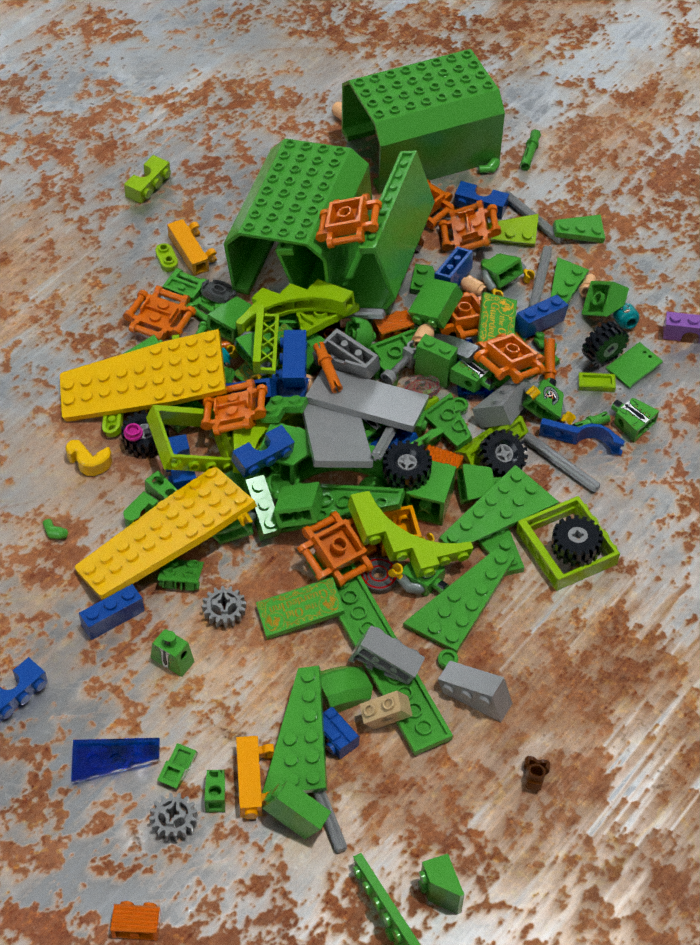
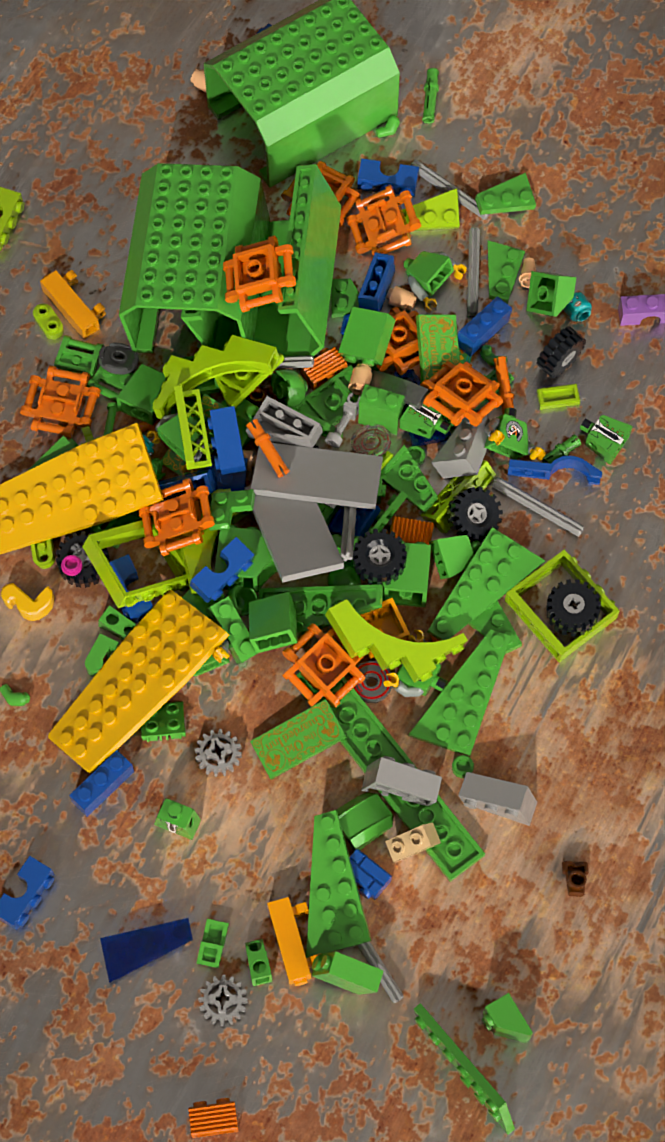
camera: 10 degrees left, 15 degrees up
(634, 365) = (595, 367): bright green container -> none

